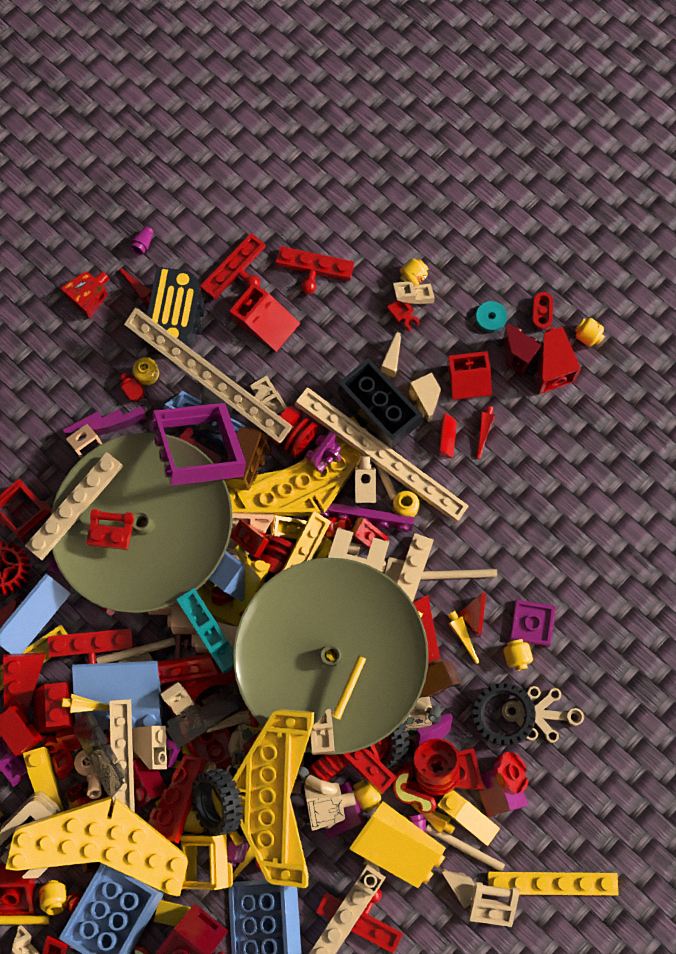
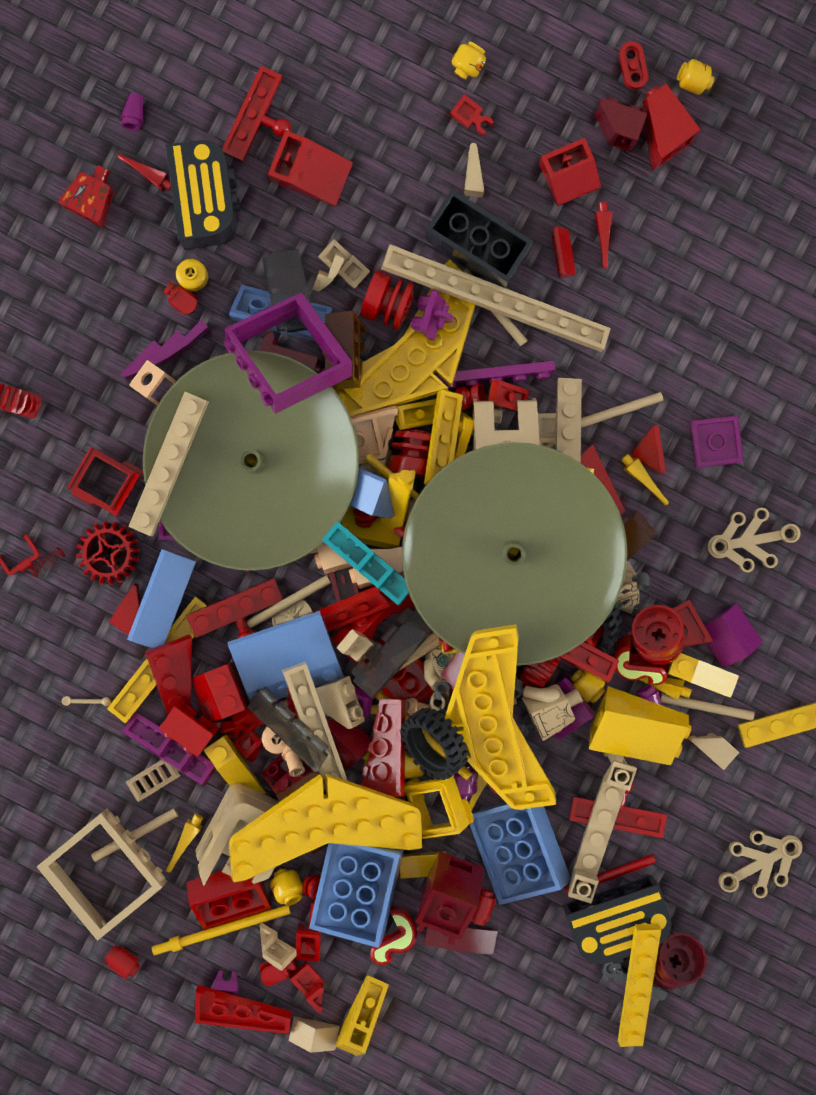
camera: 25 degrees left, 15 degrees up
(80, 704) = (250, 683): yellow piece -> none
(109, 536) = (221, 488): red plate -> none
(208, 375) = (269, 263): tan plate -> none
(250, 538) = (379, 442): red slope -> none
(314, 265) = (348, 83): red plate -> none
(322, 735) = (531, 644): tan slope -> none
(349, 687) = (545, 584): yellow bar -> none
(365, 490) = (489, 344): tan torso -> none
(406, 504) = (542, 341): yellow head -> none
(418, 294) = (478, 88): tan slope -> none
(426, 393) = (526, 208): tan slope -> none
(436, 730) = (641, 599): magenta slope -> none
(487, 324) = (577, 79): teal piece -> none
(493, 911) = (754, 764): tan plate -> none
(511, 773) = (736, 615): red tile -> none
(518, 654) = (711, 483): yellow head -> none
(521, 695) = (719, 581): black tyre -> none

